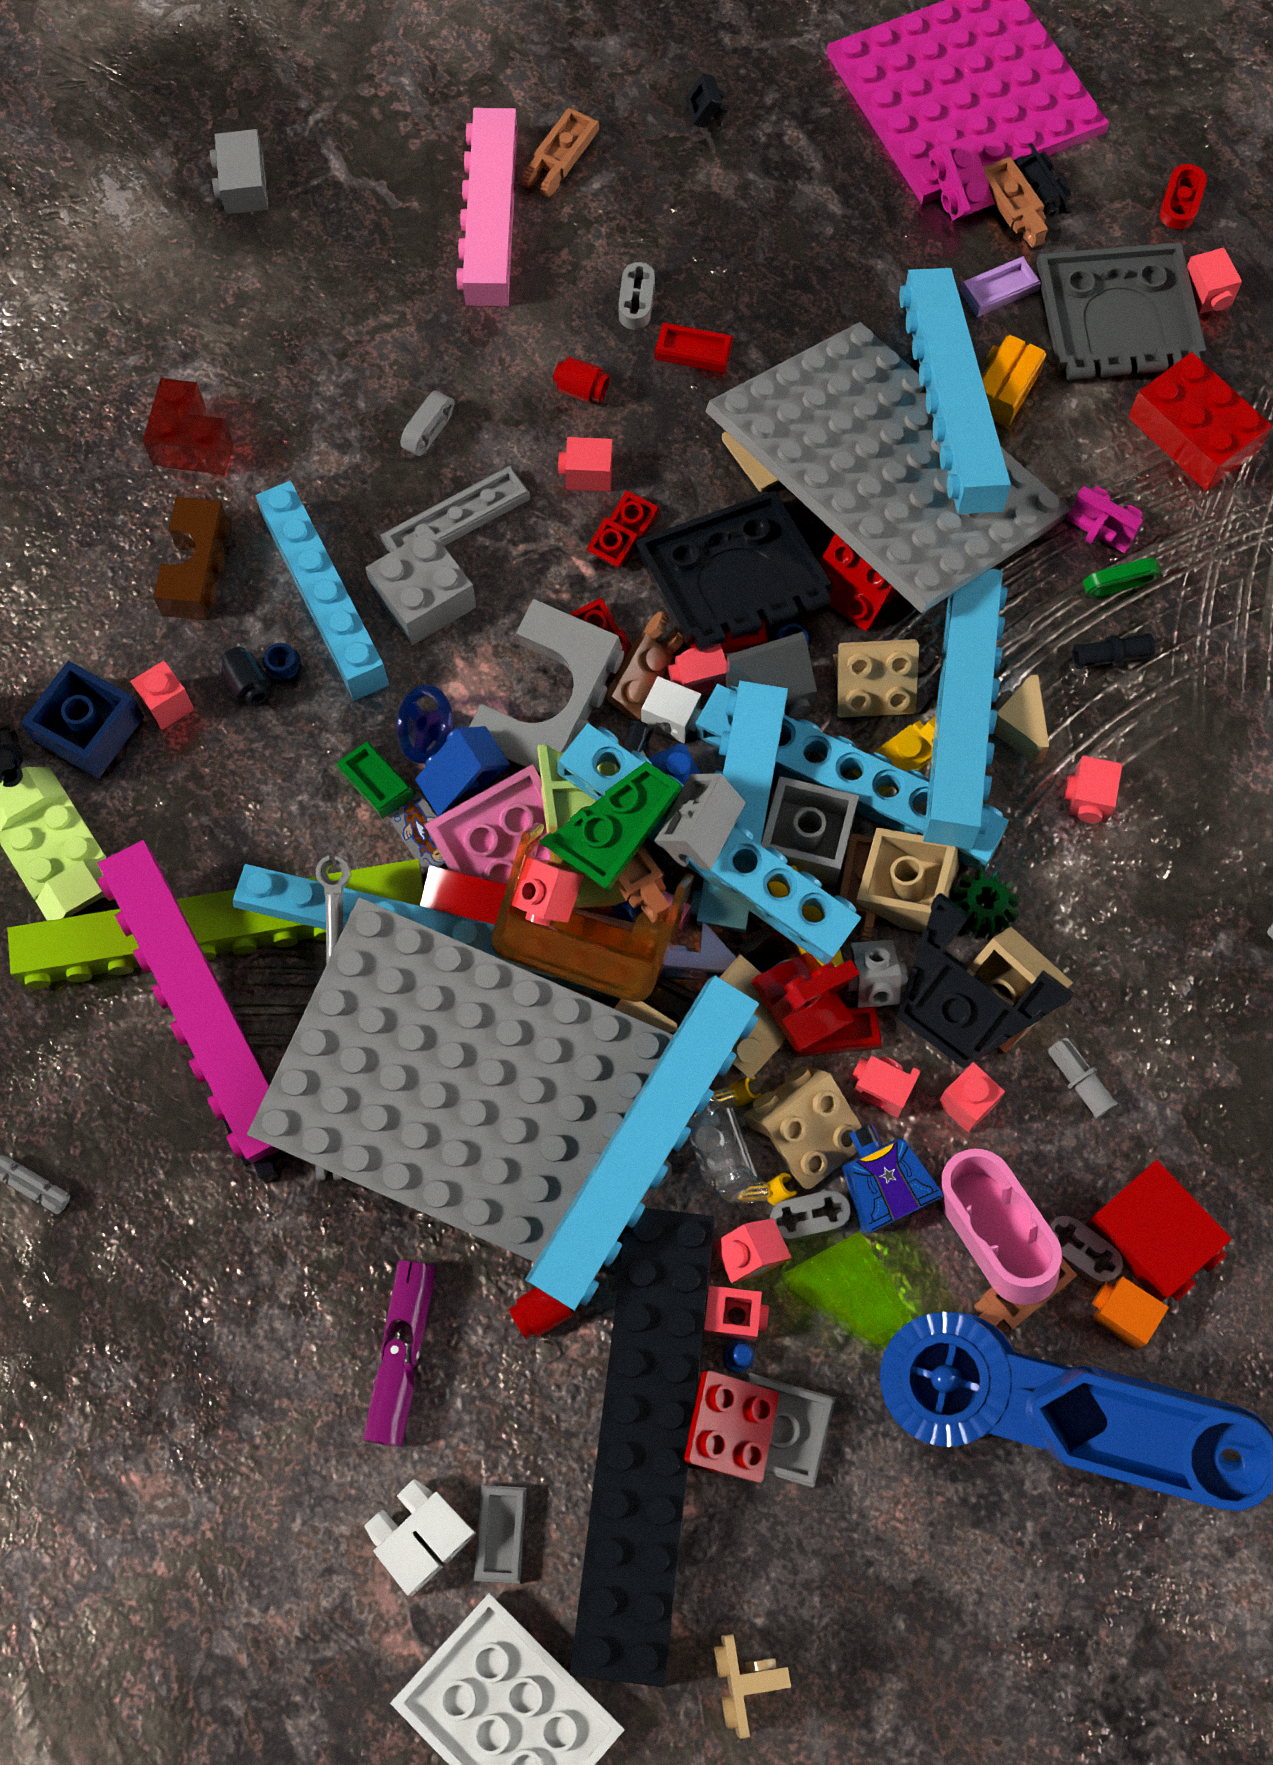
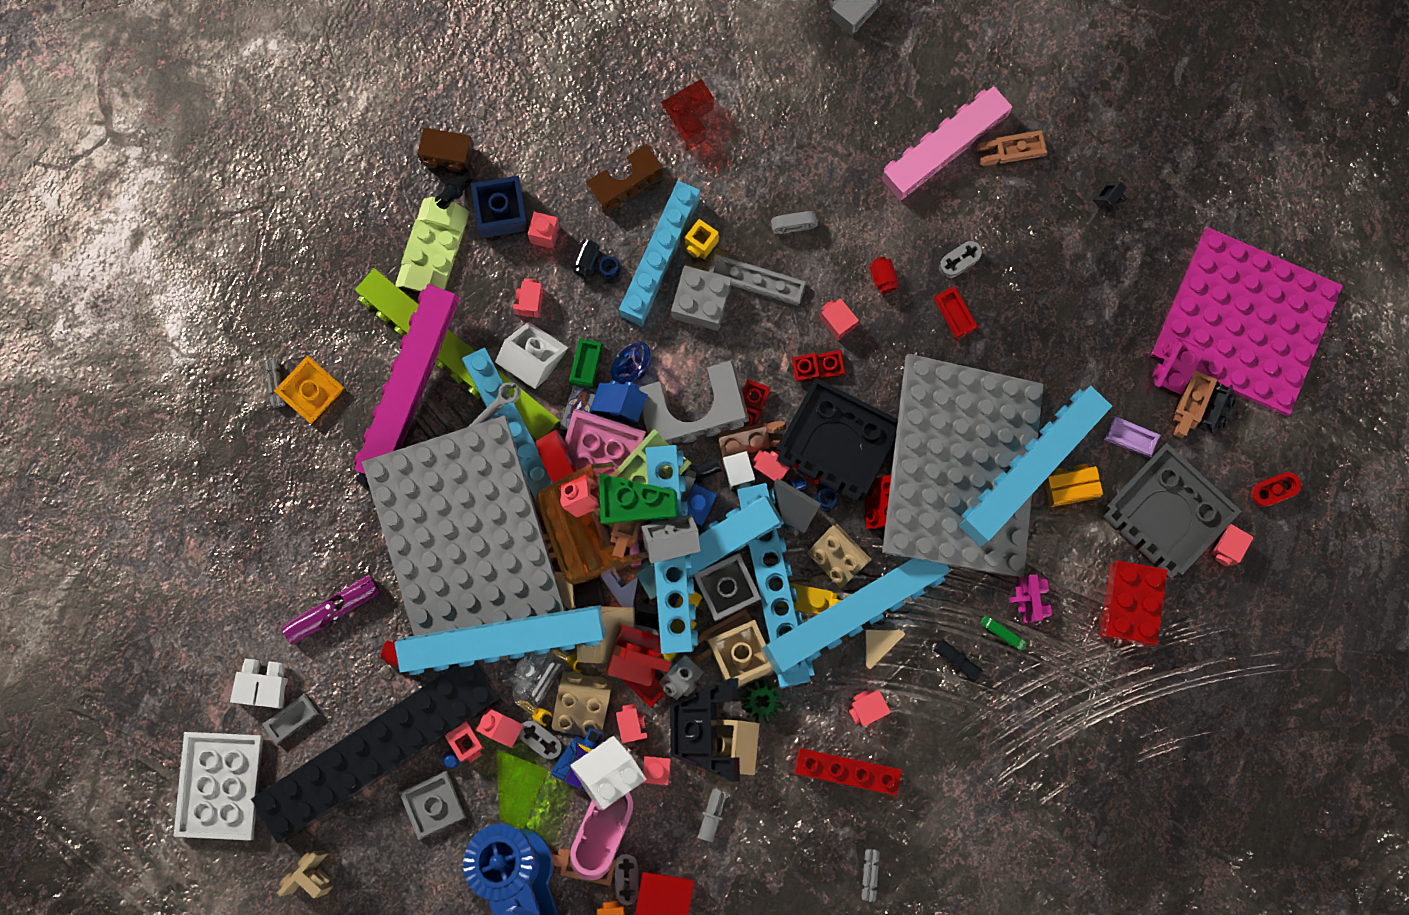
camera: 50 degrees right, 10 degrees up
(82, 1143) = (309, 389): none -> light orange tile
(230, 780) = (529, 299): none -> coral brick
(302, 832) = (530, 354): none -> white slope
(351, 529) = (701, 240): none -> yellow brick
(731, 1427) = (411, 782): red bracket -> none
(935, 1147) = (607, 773): none -> white slope
(1154, 873) = (847, 771): none -> red brick

